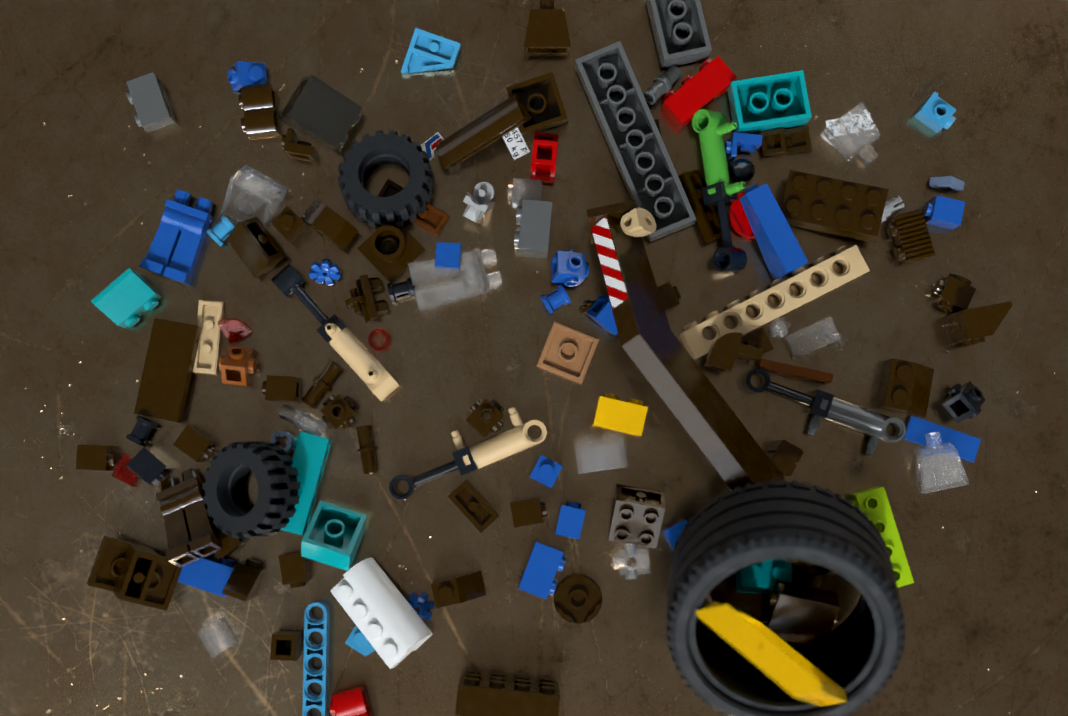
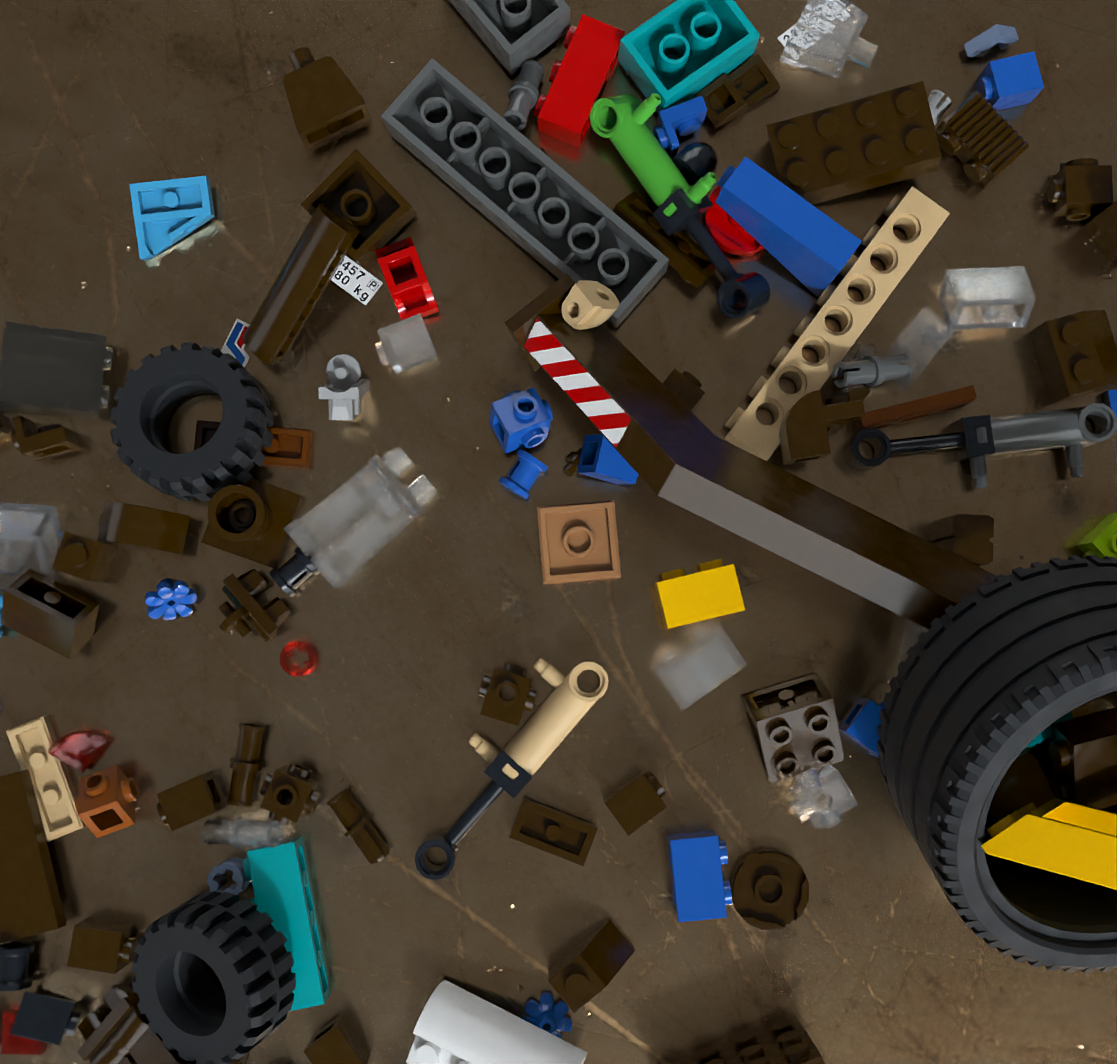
camera: 25 degrees left, 0 degrees up
(333, 535) = (370, 981): teal brick -> none
(340, 337) = (237, 683): tan piece -> none
(448, 255) = (337, 487): blue tile -> none
(534, 231) = (445, 393): dark grey brick -> none
(546, 471) = (633, 729): blue brick -> none
(570, 520) = (703, 782): blue brick -> none
(780, 337) = (872, 370): none -> dark grey pin
(867, 328) = (986, 298): none -> clear brick

